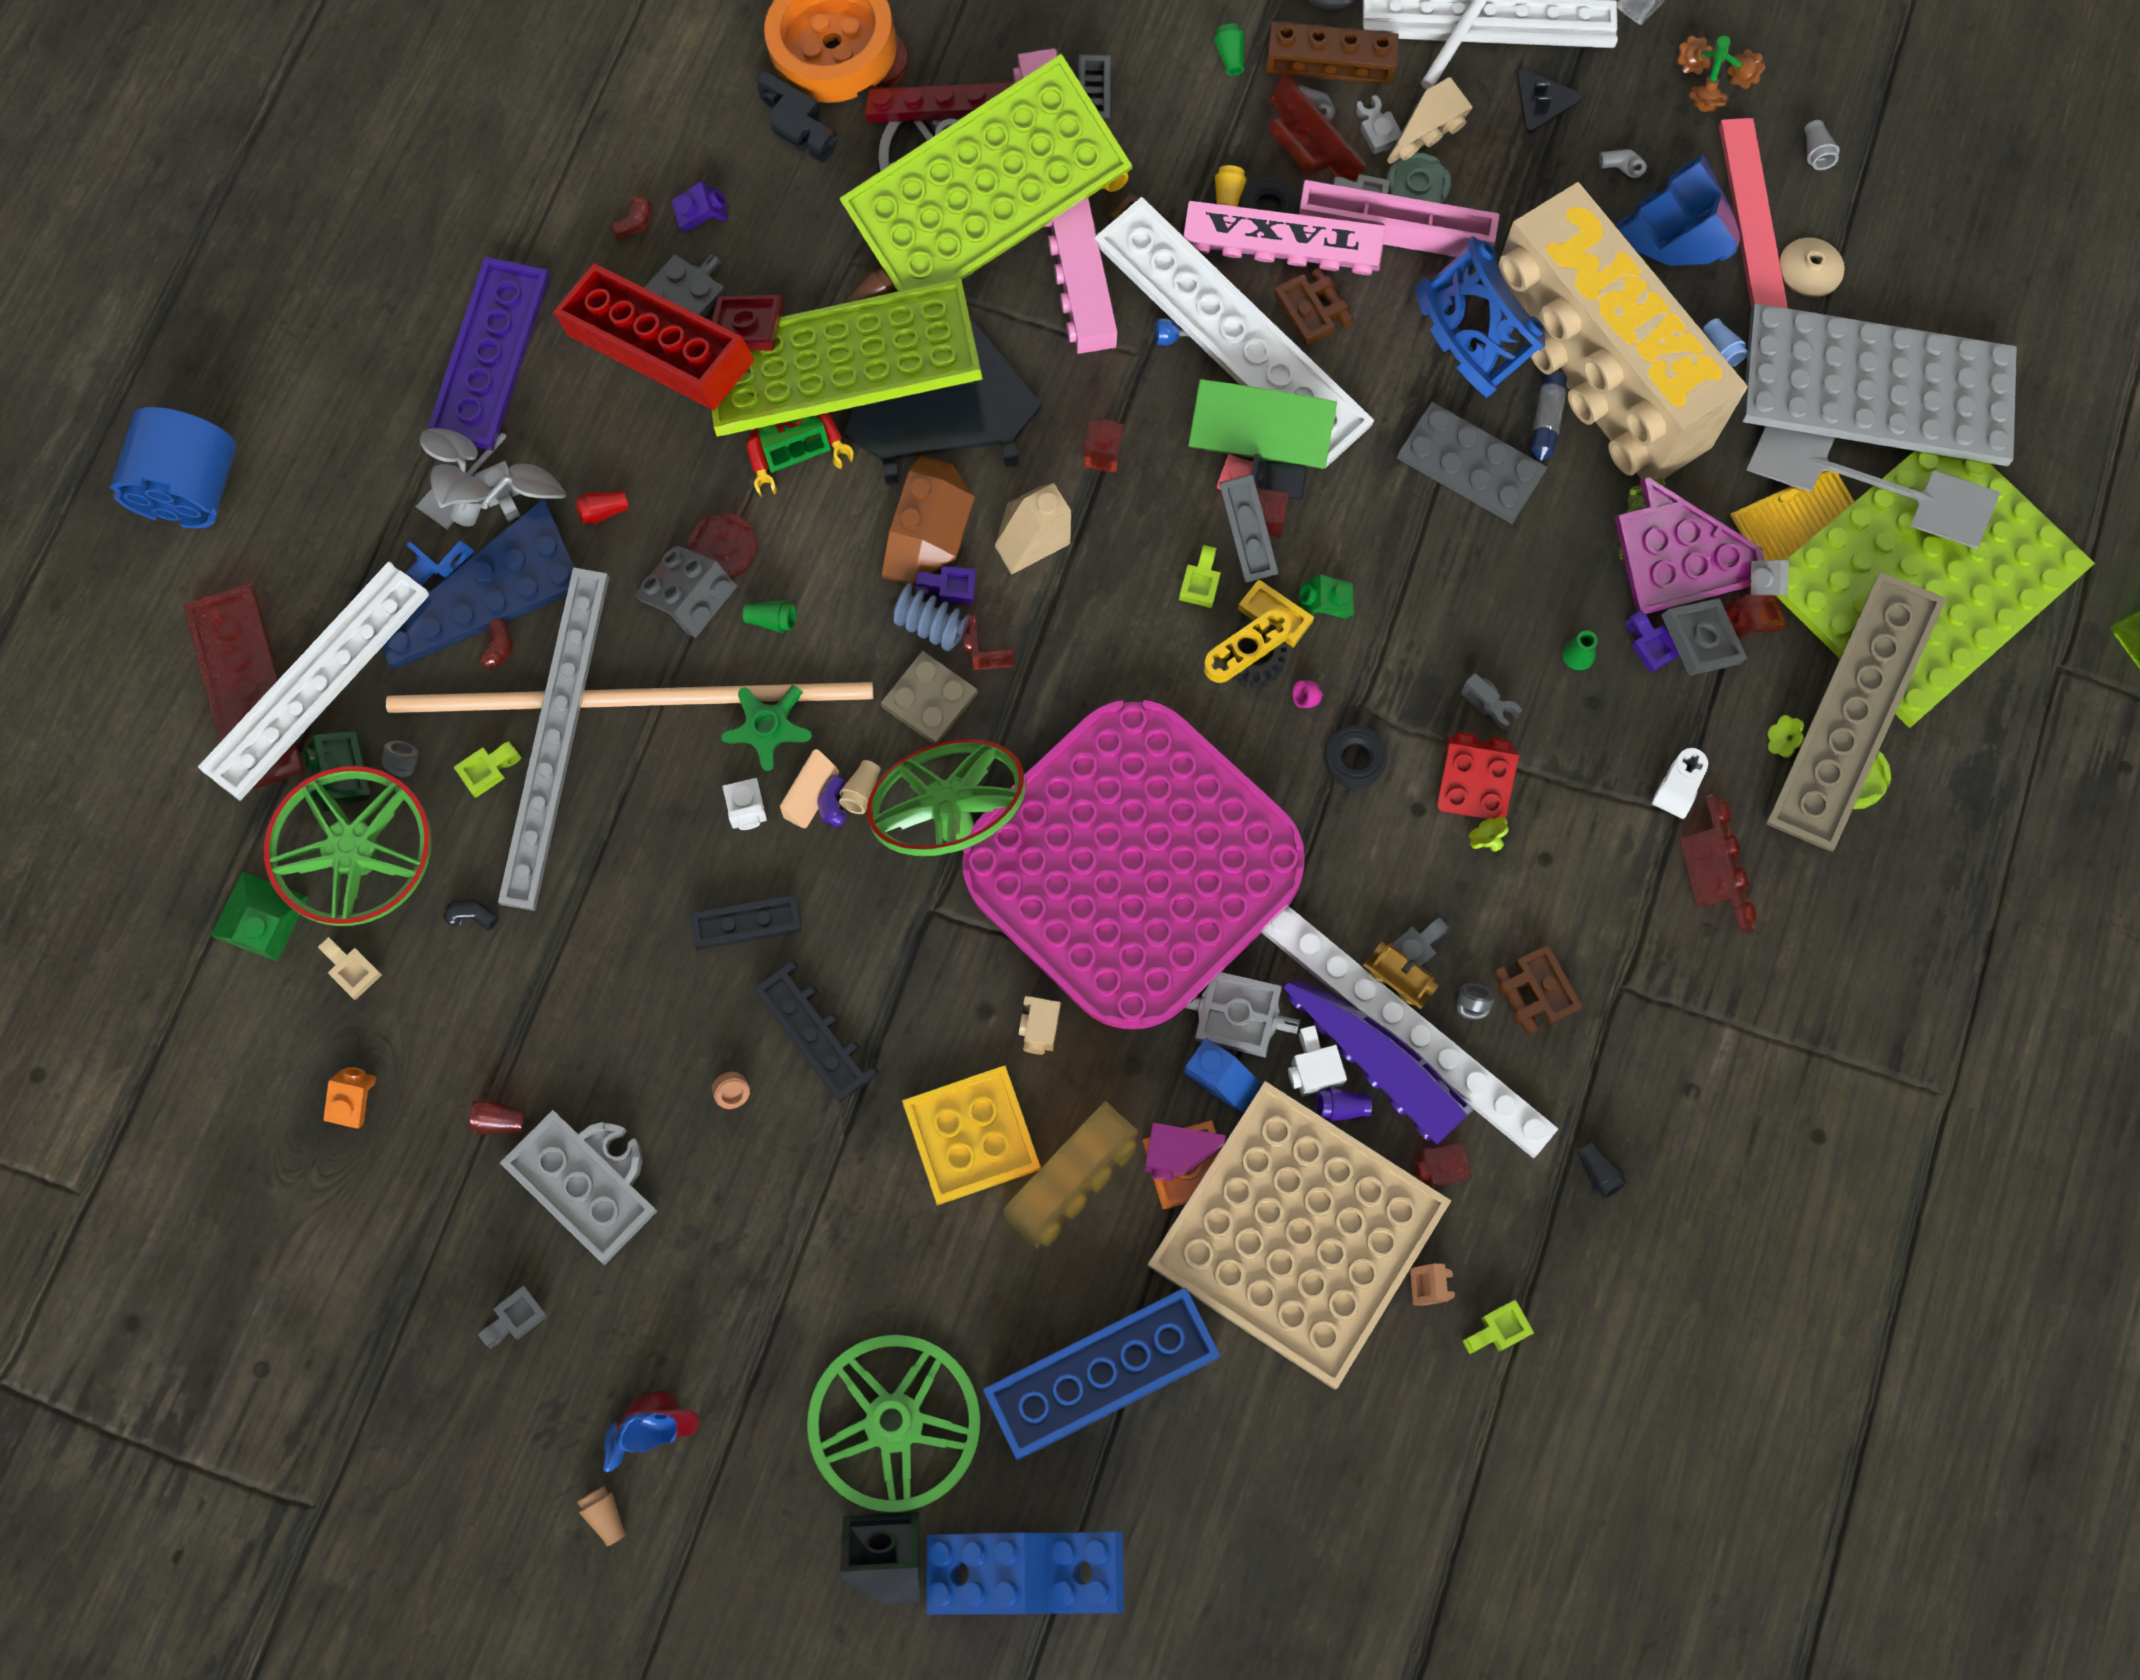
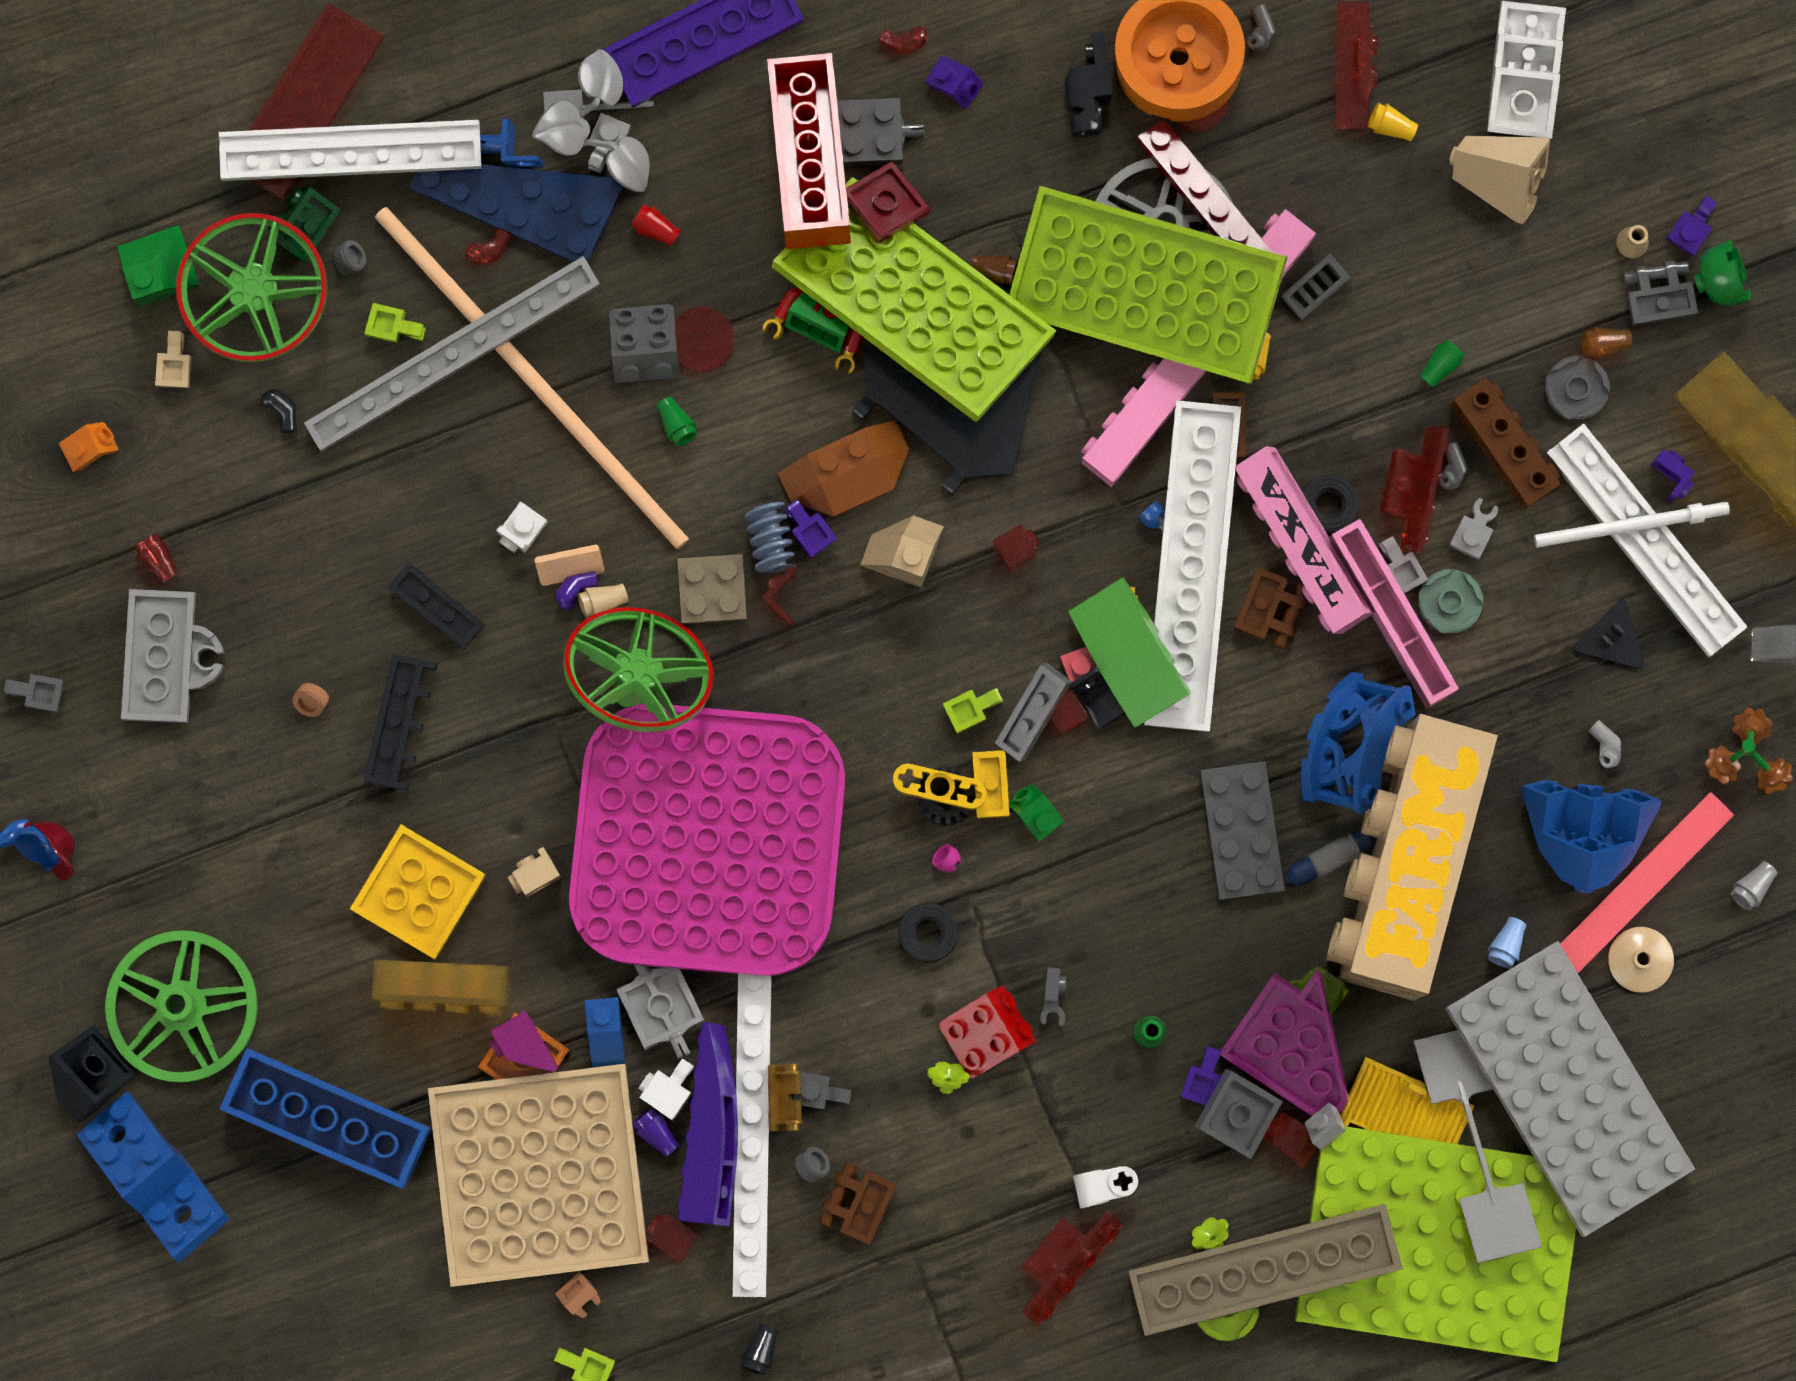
camera: 50 degrees right, 10 degrees up
(767, 725) = (589, 494): green animal -> none
(1229, 185) = (1314, 463): yellow cone -> none
(1438, 112) = (1513, 566): tan slope -> none

